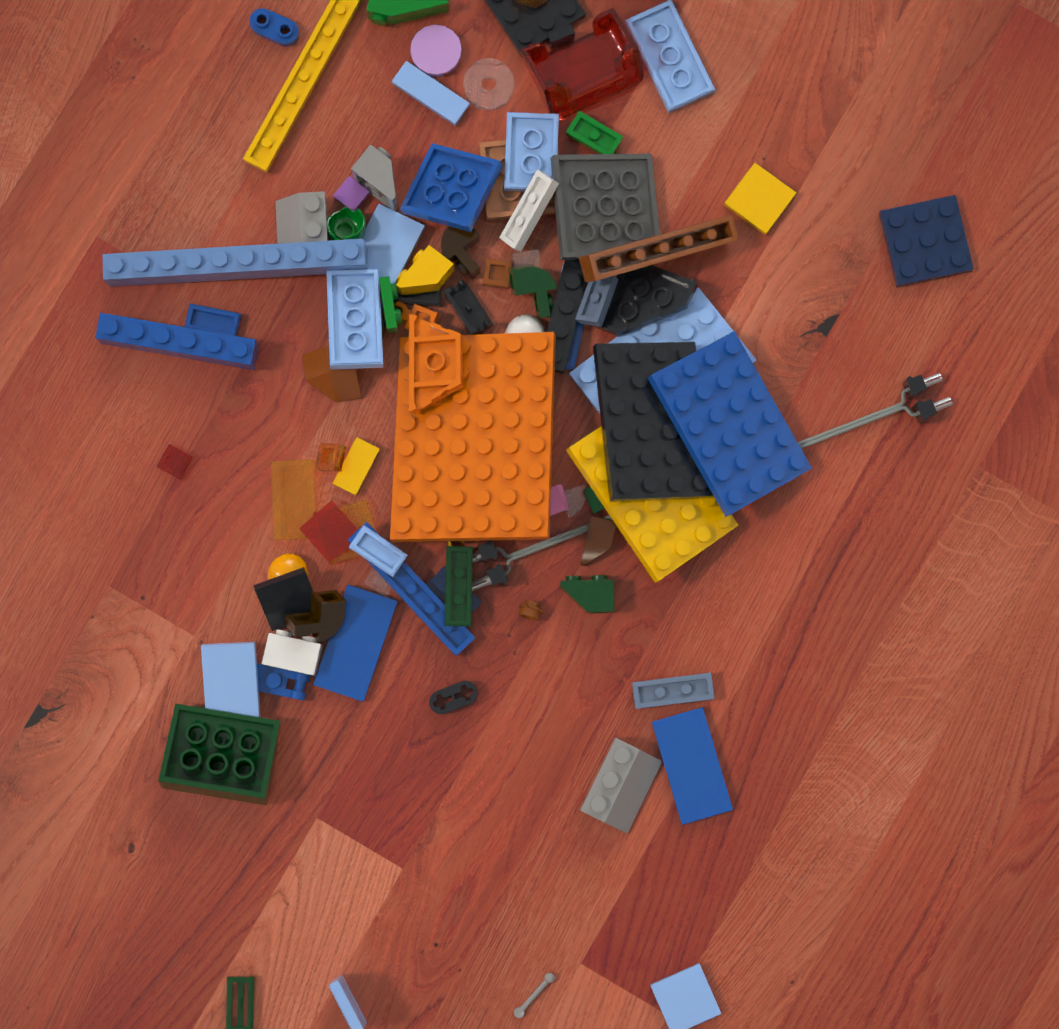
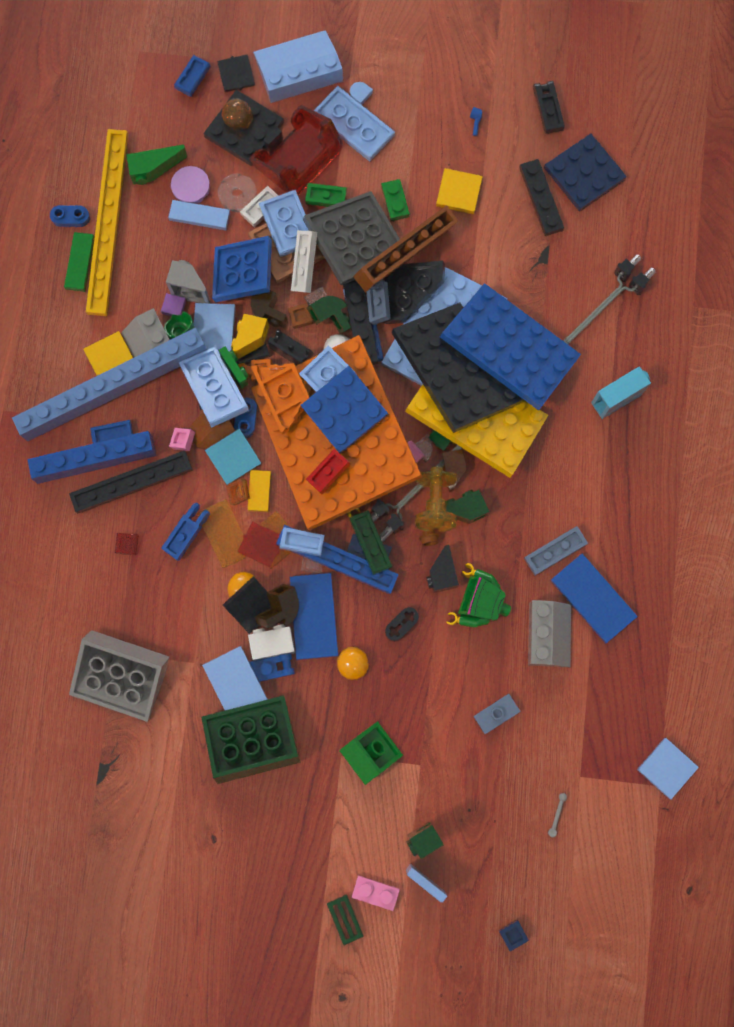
camera: 20 degrees left, 5 degrees down
(101, 613) = (118, 675): none -> light grey slope
(210, 390) = (130, 482): none -> black plate
(247, 479) = (185, 532): none -> blue hinge
(249, 222) = (108, 353): none -> yellow tile
(261, 90) = (79, 262): none -> green tile
(287, 989) = (375, 893): none -> bright pink plate
(291, 365) = (182, 439): none -> bright pink plate
(342, 412) = (232, 456): none -> medium azure tile
(352, 830) = (371, 753): none -> green slope
(365, 956) = (424, 840): none -> dark green arch
(376, 717) = (352, 663): none -> light orange hair
(381, 374) = (247, 418): none -> blue plate
(442, 484) = (328, 471): none -> red plate
(493, 418) = (344, 409): none -> blue plate
(494, 365) = (323, 368): none -> light blue plate
(496, 117) = (252, 211): none -> white plate
(516, 849) = (496, 714): none -> sand blue plate
(527, 658) = (442, 573): none -> black slope
(552, 579) = (436, 513): none -> clear yellow piece
(557, 711) = (481, 600): none -> green torso
(676, 176) = (395, 200): none -> green plate
(695, 19) = (360, 92): none -> light blue tile
(826, 111) = (476, 114): none -> blue hand
(837, 536) = (621, 392): none -> medium azure brick
(857, 250) = (541, 197): none -> black plate
(919, 139) = (549, 107): none -> black plate

